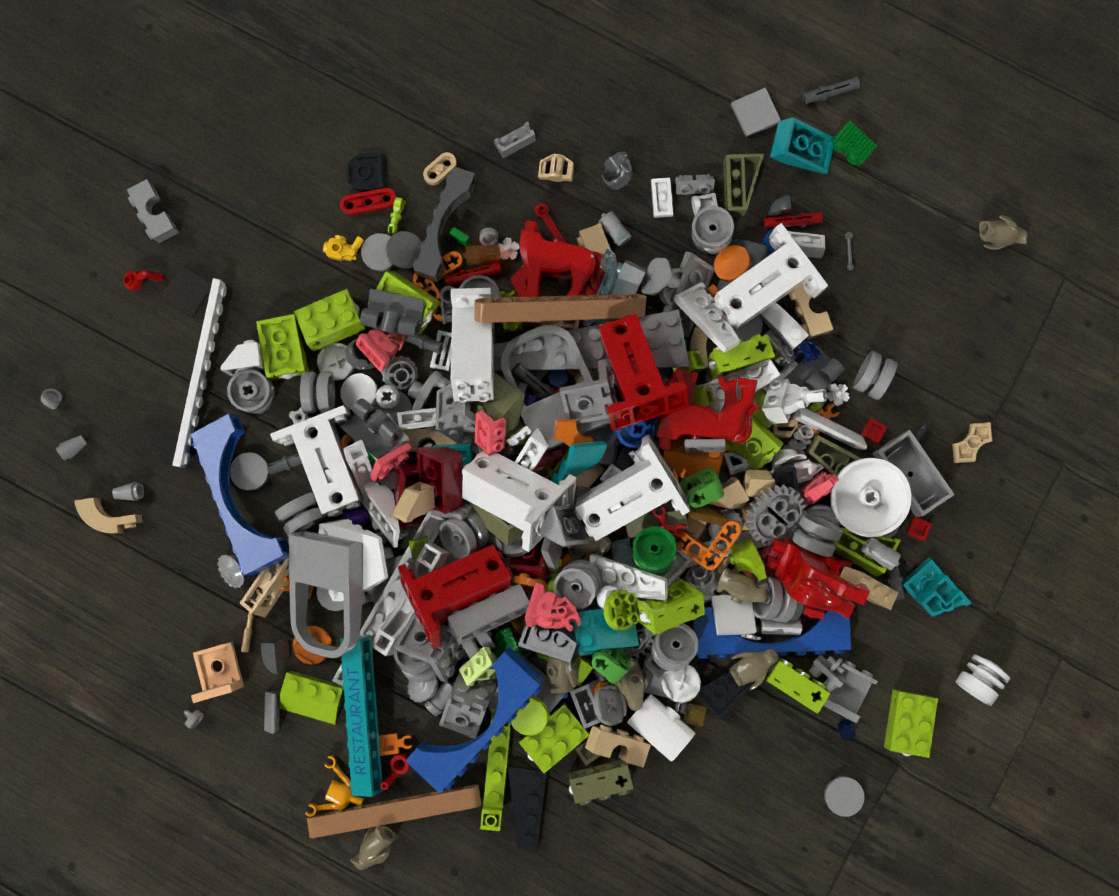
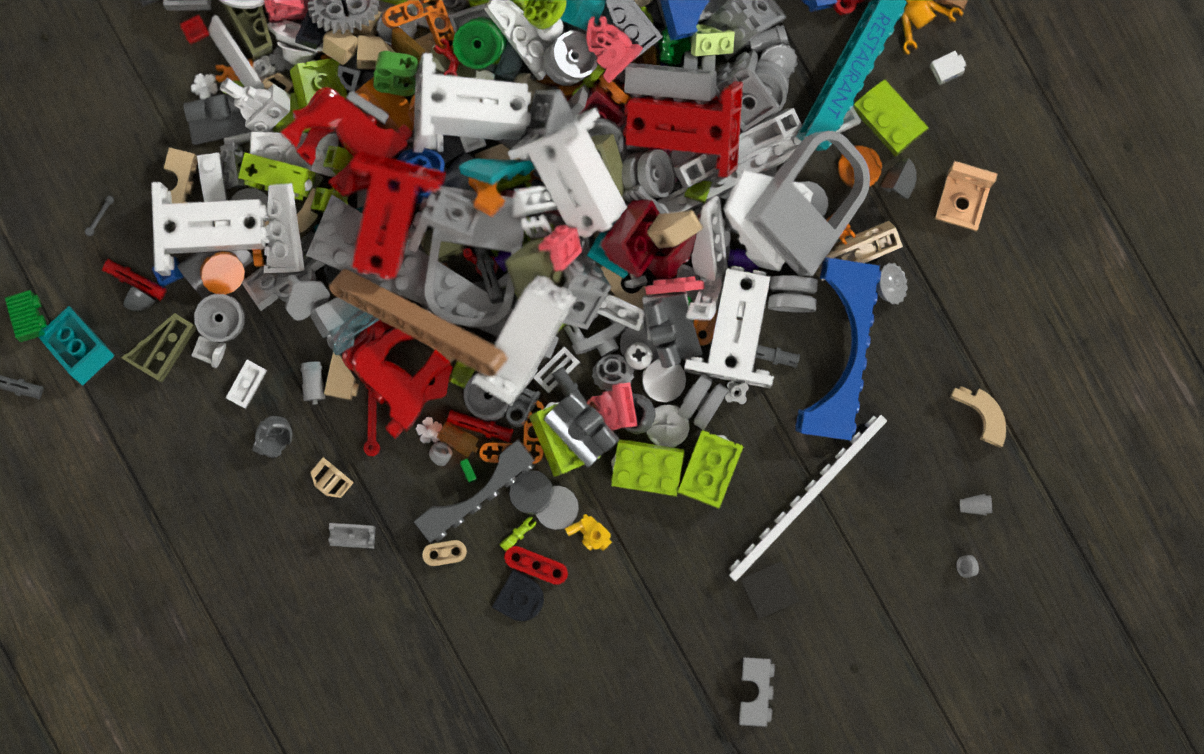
camera: 140 degrees left, 0 degrees up
(131, 491) = (947, 425): light grey cone -> none
(134, 280) = (811, 632): red plate -> none
(193, 718) = (1014, 168): light grey tile -> none
(241, 386) = (778, 438): light grey wheel -> none
(244, 357) = (751, 478): white slope -> none
(247, 634) = (916, 216): tan piece -> none
(249, 471) = (818, 371): light grey tile -> none
(272, 711) = (937, 129): light grey slope -> none
(291, 764) = (948, 67): none -> white brick
(390, 743) = (842, 27): orange plate -> none
(558, 378) = (464, 270): blue tile -> none
(702, 185) = (214, 380): light grey hinge -> none
(755, 112) = (97, 411): light grey tile -> none
(809, 350) = (205, 142): clear blue tile -> none
(811, 244) = (136, 249): white slope -> none
(875, 375) = (160, 78): light grey wheel -> none

